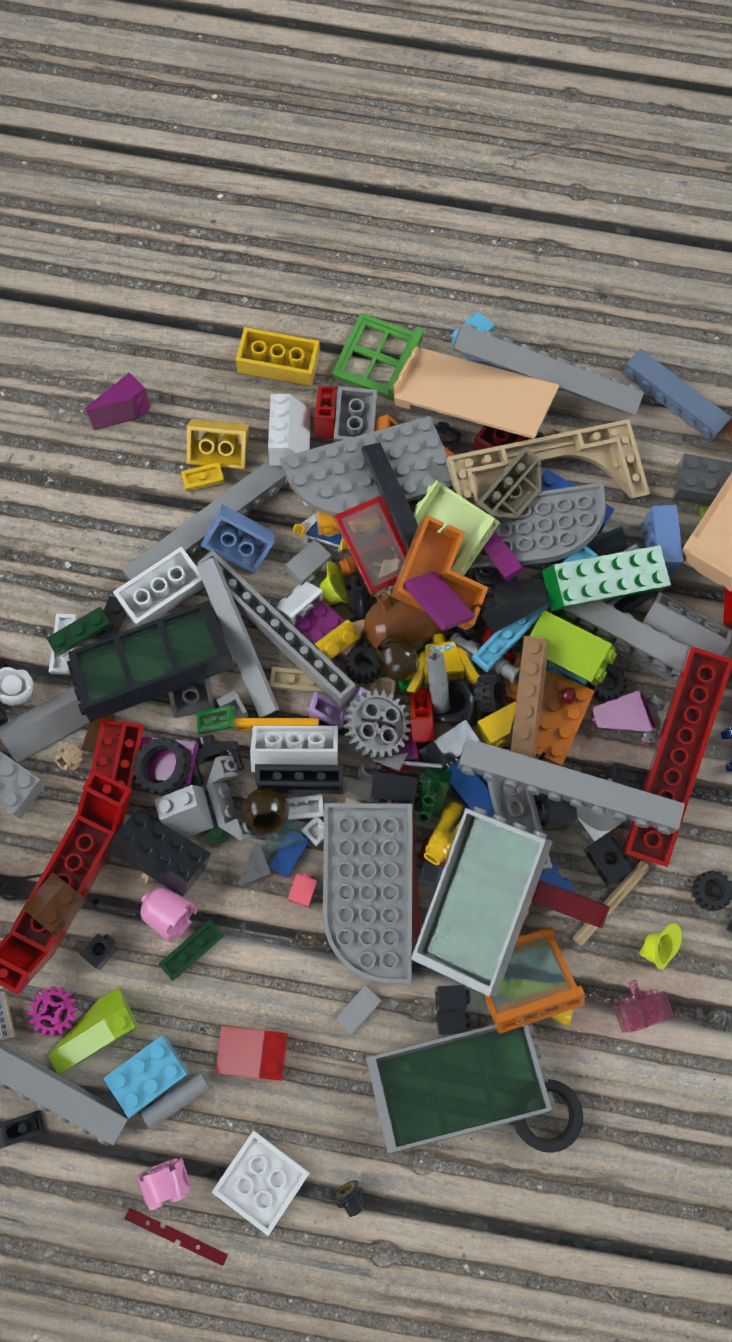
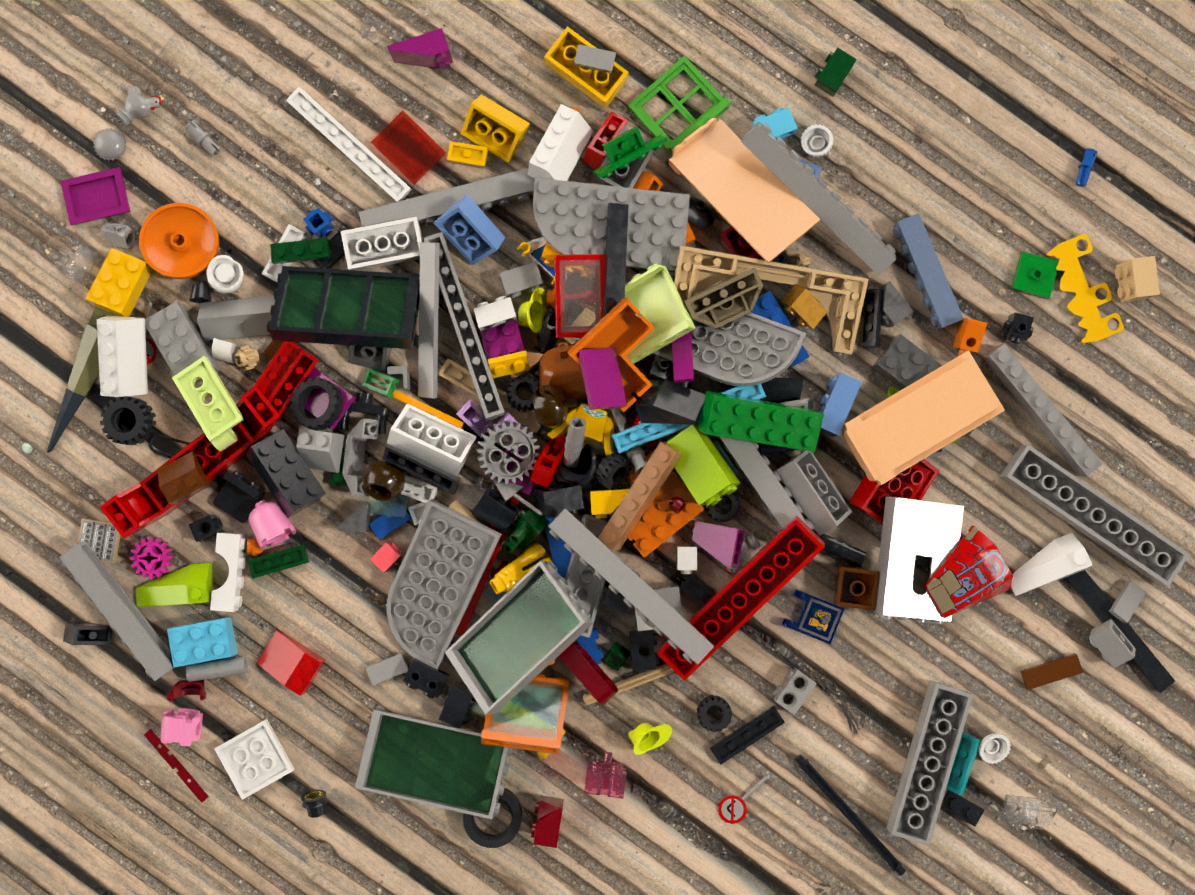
camera: 30 degrees right, 15 degrees up
(42, 761) = (224, 350): none -> white brick
(65, 820) = (218, 415): none -> yellowish green hinge
(83, 517) = (348, 144): none -> white plate
(86, 597) = (313, 220): none -> blue brick
(119, 901) = (238, 496): none -> black bracket
(143, 495) = (408, 147): none -> clear red piece
(144, 1146) = (178, 689): none -> dark red helmet
(152, 1014) = (232, 548): none -> white arch
(159, 946) = (253, 547): none -> orange plate
(283, 341) = (595, 58): none -> light grey tile
(350, 402) = (625, 149): none -> green bracket
(404, 997) = (426, 678): none -> black brick
(501, 270) = (835, 71): none -> dark green brick
(517, 329) = (817, 140): none -> white hat
(583, 468) = (803, 306): none -> pearl gold brick
(585, 881) = (616, 656): none -> dark green slope
(602, 750) = (686, 559): none -> white brick
(609, 1088) = (547, 827): none -> dark red slope
(650, 457) = (871, 318): none -> black plate
(661, 435) = (893, 305): none -> flat silver slope

